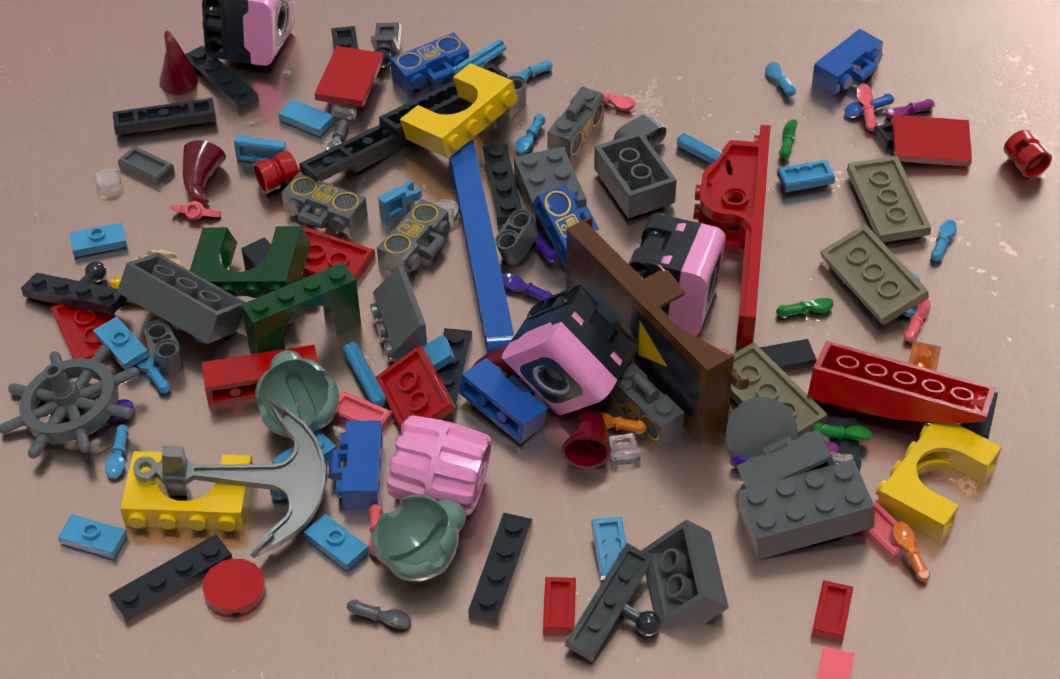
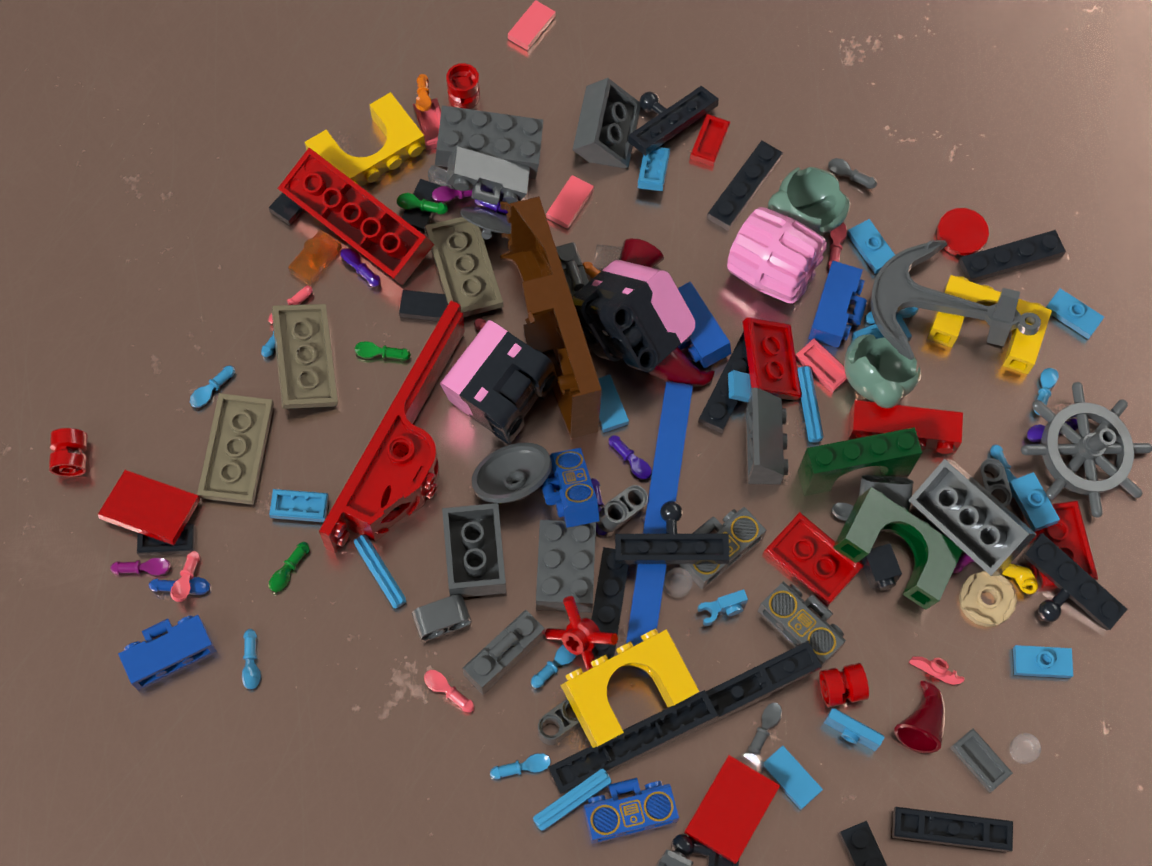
camera: 165 degrees left, 20 degrees up
(459, 205) = (672, 547): none -> black plate
(513, 137) = (580, 634): none -> red bar
(623, 214) = (511, 473): none -> dark grey dish
(689, 492) = (569, 202): none -> coral tile
(832, 611) = (505, 74): red tile -> none
(869, 564) = (463, 86): none -> red wheel

